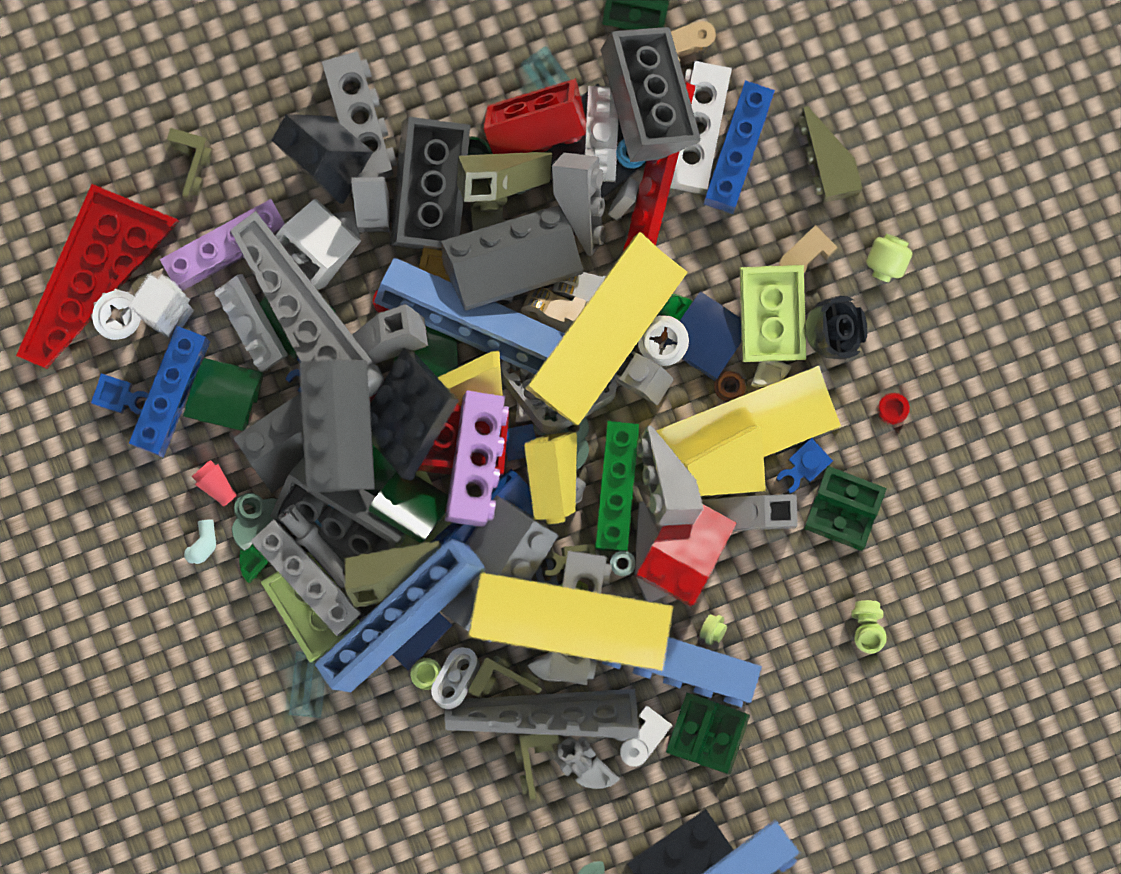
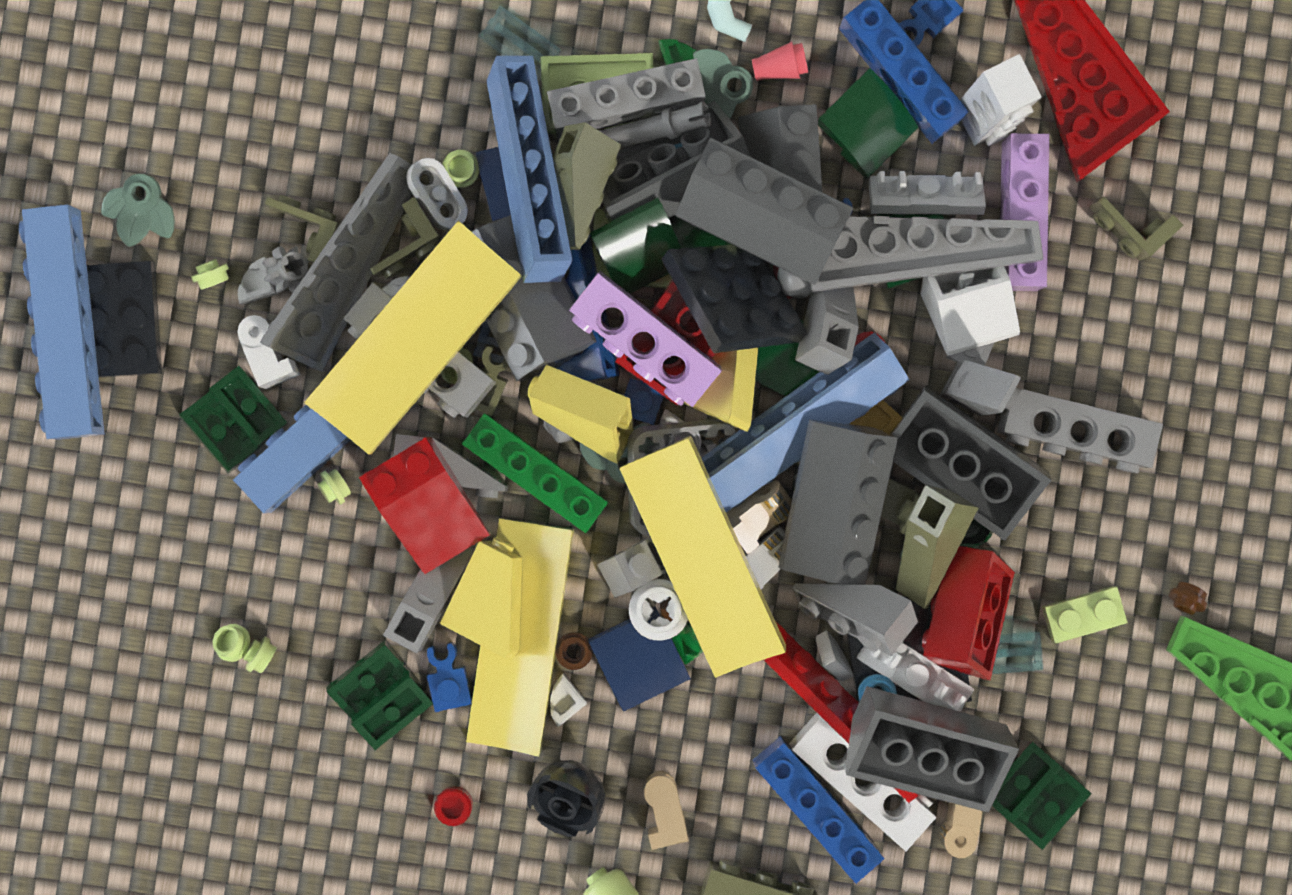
camera: 115 degrees right, 5 degrees up
(111, 328) = (1027, 44): white gear -> none
(323, 151) = (1067, 367): black slope -> none
(489, 39) = (1084, 614): none -> yellowish green plate
(610, 812) = (210, 274): none -> yellowish green plate
(614, 562) = (445, 429): light aqua pin -> none
(672, 487) = (500, 528): light grey slope -> none
(772, 313) = (622, 741): yellowish green tile -> none

